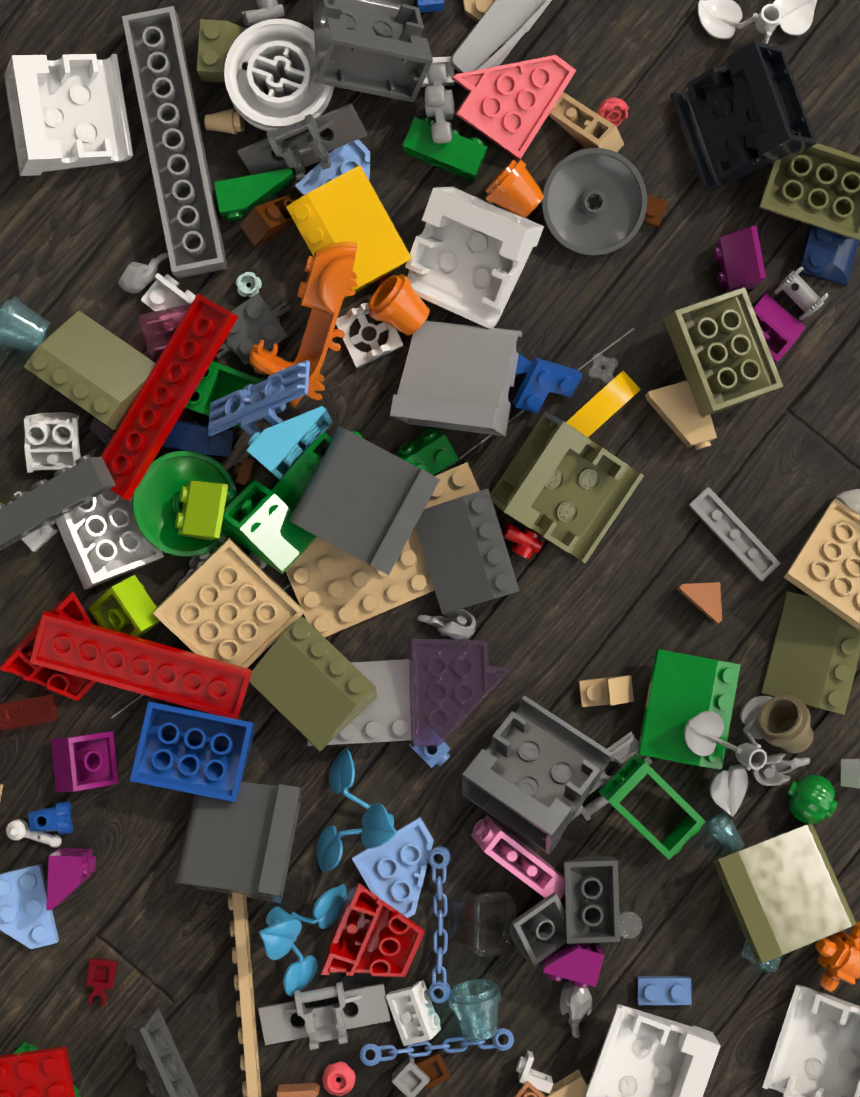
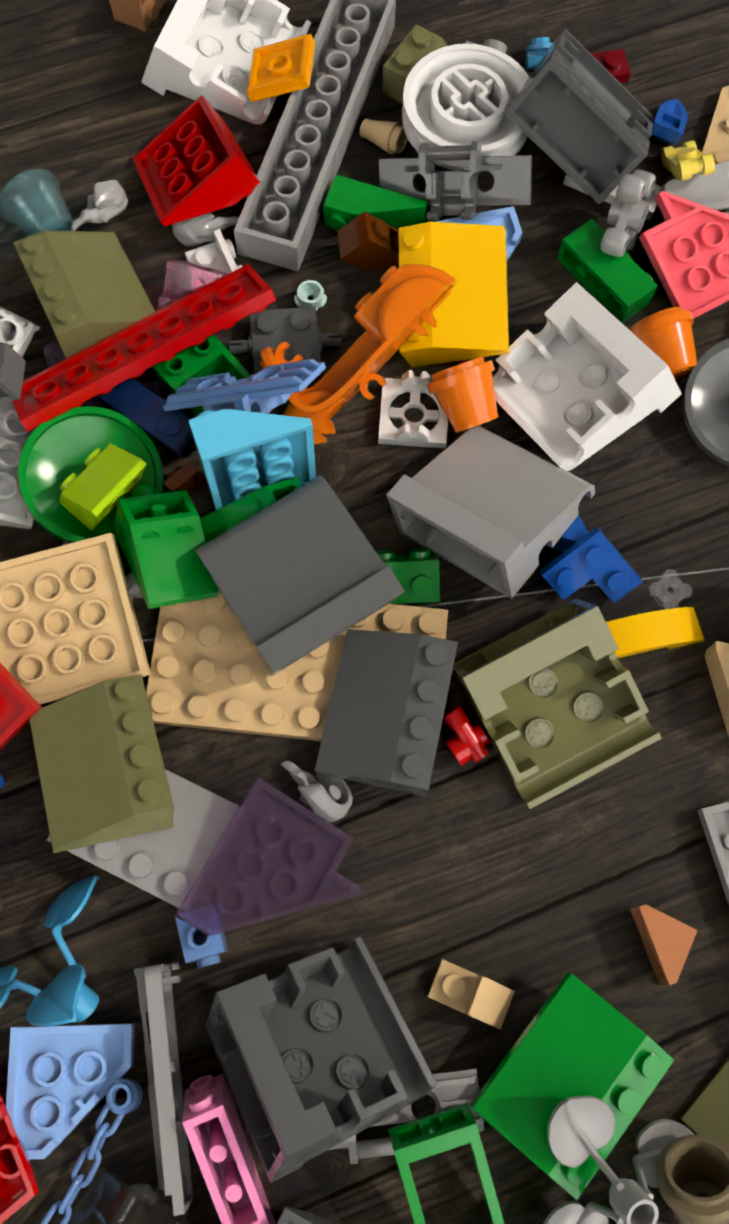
camera: 25 degrees right, 15 degrees down
(60, 297) = (105, 203): none -> light grey piece
(110, 233) = (194, 166): none -> red slope
(125, 117) = (281, 68): none -> light orange plate
(456, 836) = (165, 1082): none -> light grey piece
(458, 28) = (687, 161): none -> light yellow plate

